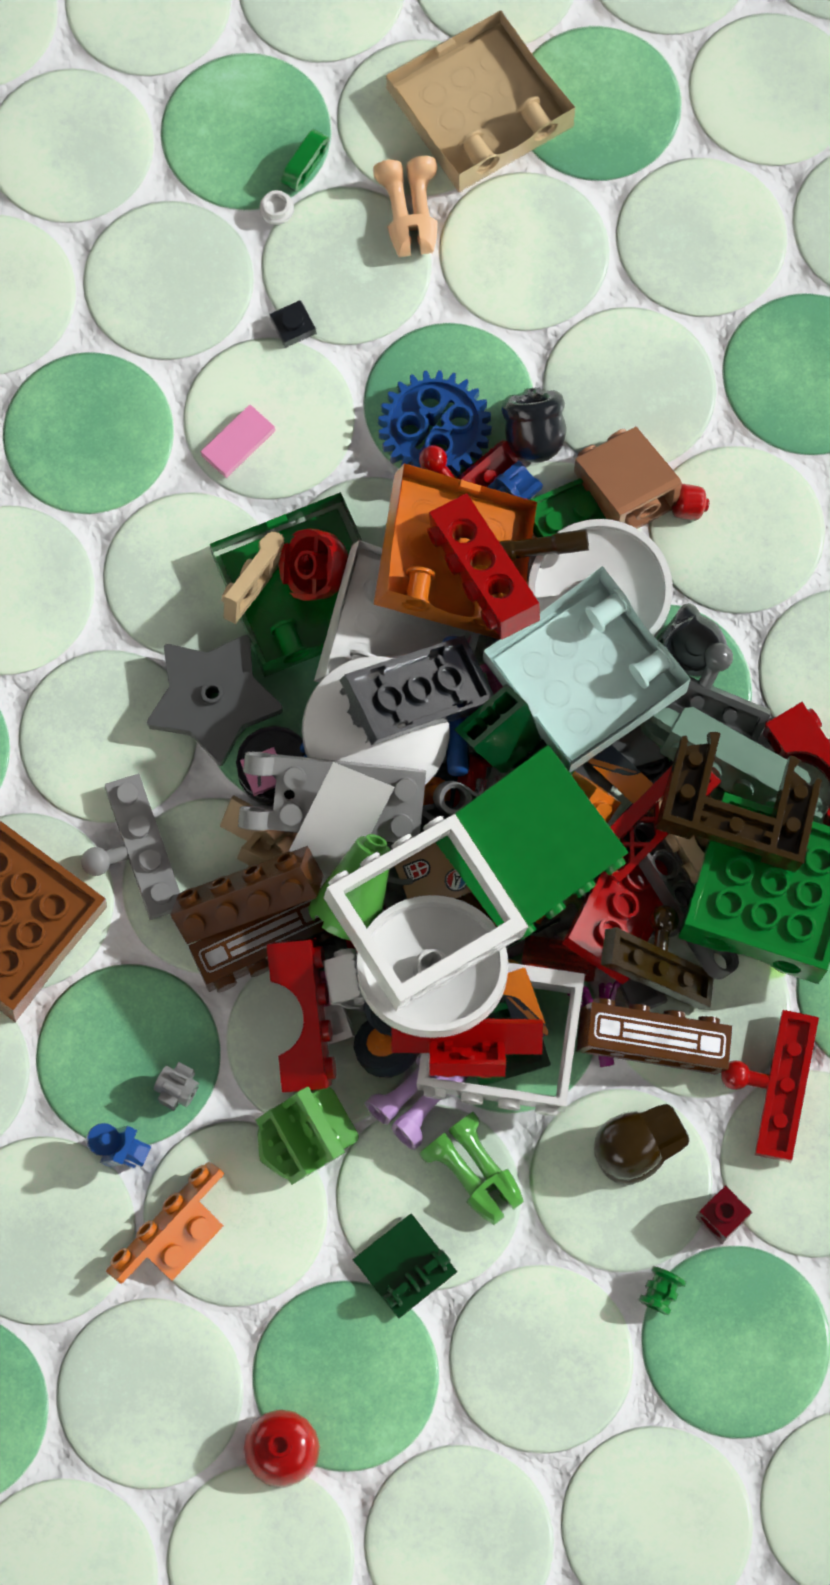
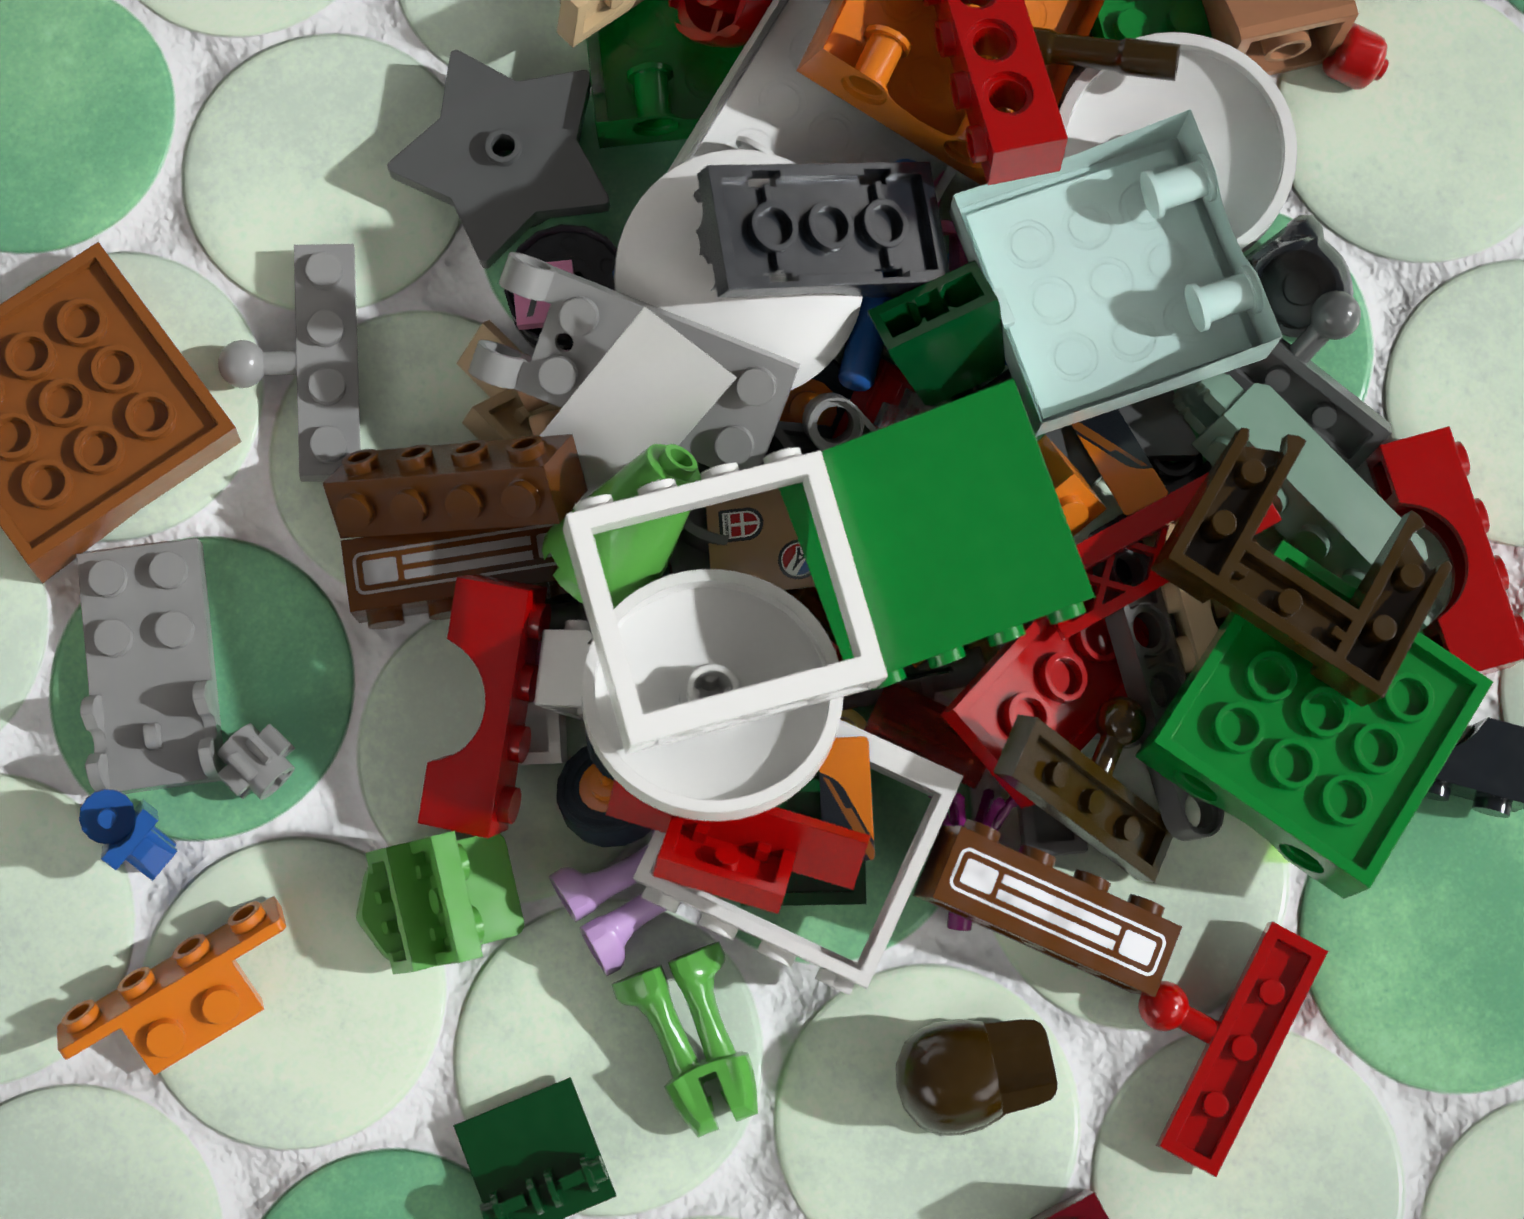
camera: 15 degrees right, 5 degrees up
(96, 1051) = (149, 668): none -> light grey hinge

